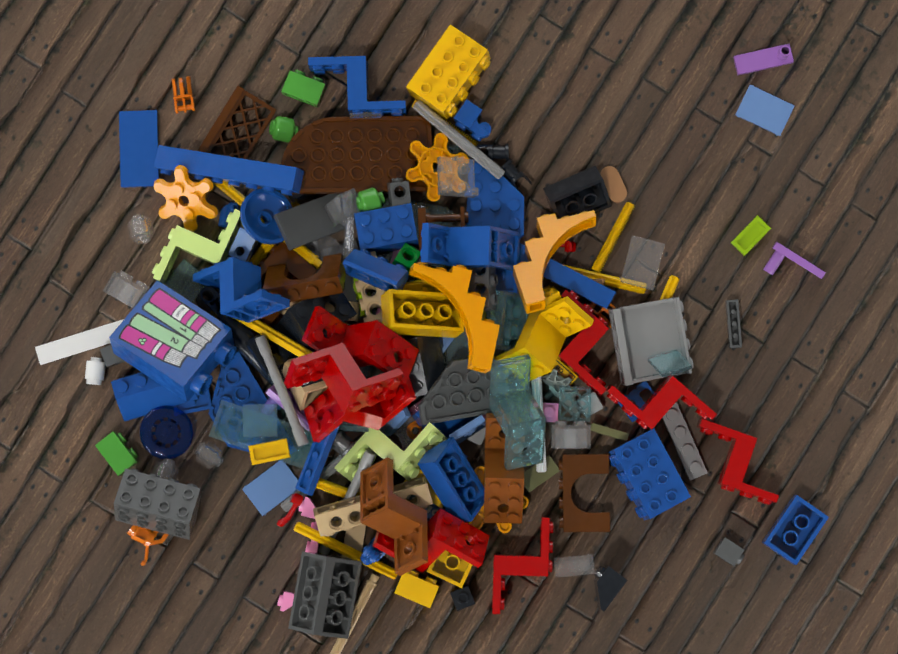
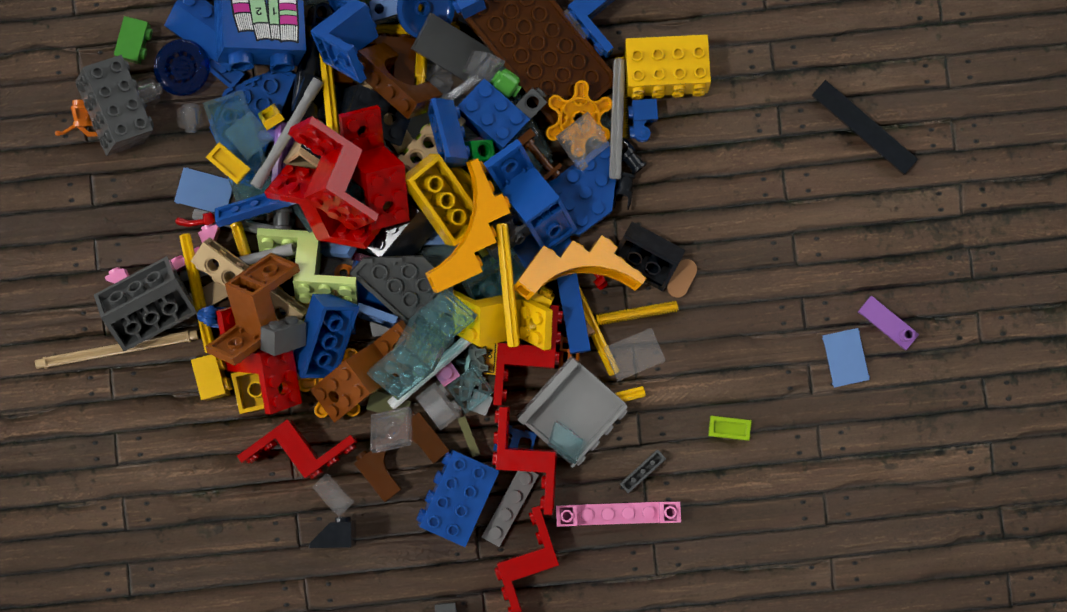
camera: 45 degrees right, 0 degrees up
(257, 393) = (270, 116): none -> yellow tile
(431, 509) = (283, 335): none -> dark grey brick
(462, 598) = (233, 421): black brick -> none
(522, 314) = (507, 285): none -> yellow axle
(560, 485) = (390, 429): none -> clear tile
(751, 365) = (618, 513): none -> bright pink slope
(778, 256) = (734, 464): medium lavender piece -> none

